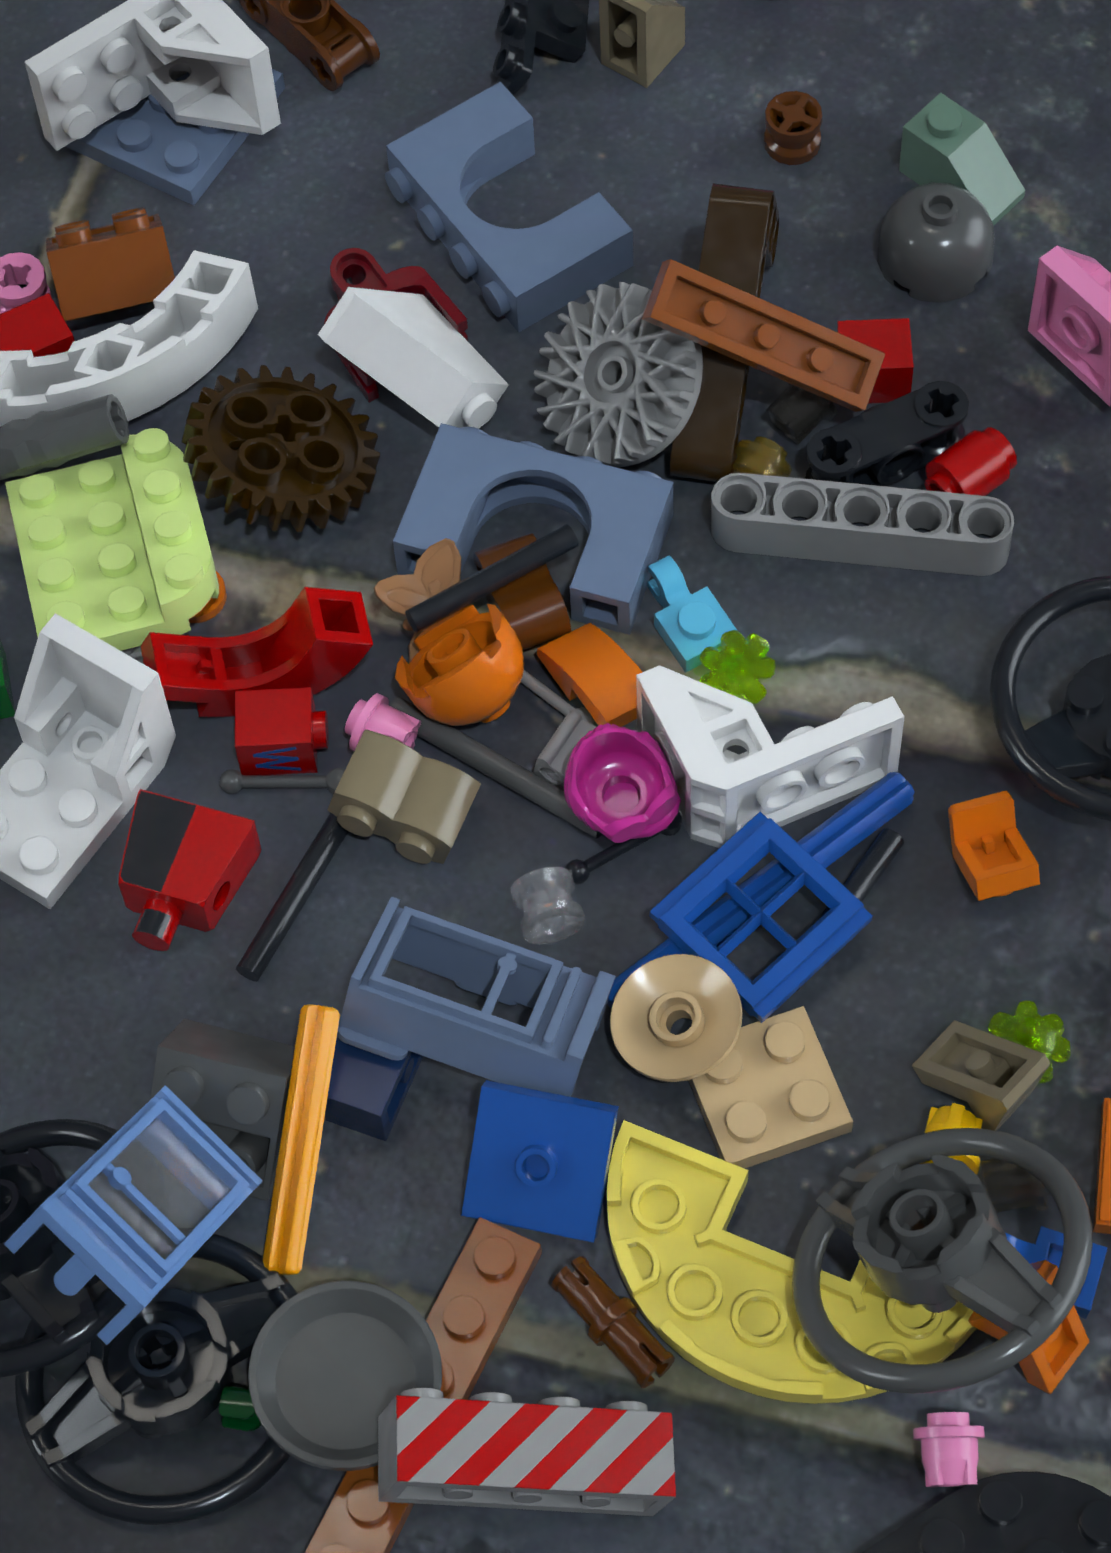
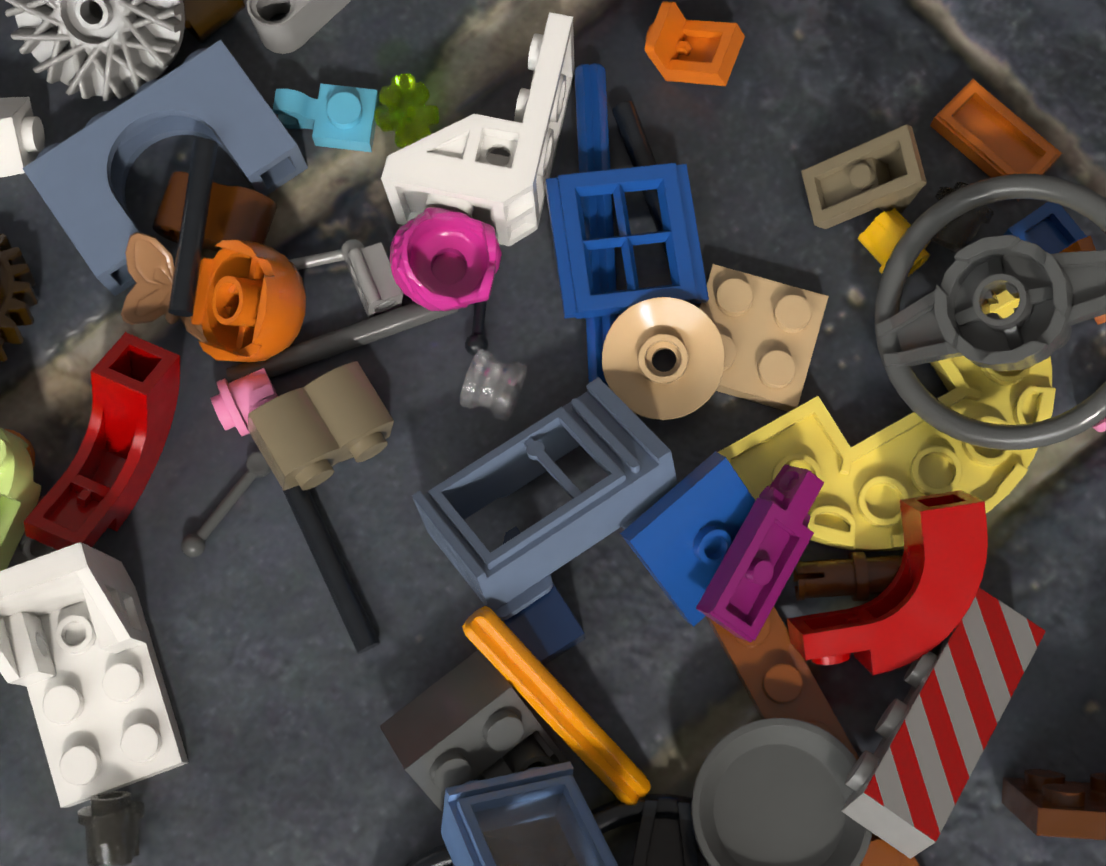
camera: 50 degrees left, 15 degrees up
(182, 865) = (240, 636): red torso -> none
(279, 731) = (184, 479): red brick -> none
(557, 1210) = (762, 554): none -> magenta hinge
(595, 671) = (330, 209): orange slope -> none
(660, 1362) = (924, 601): none -> red arch
(1034, 1032) = (845, 129): clear neon green plant -> none

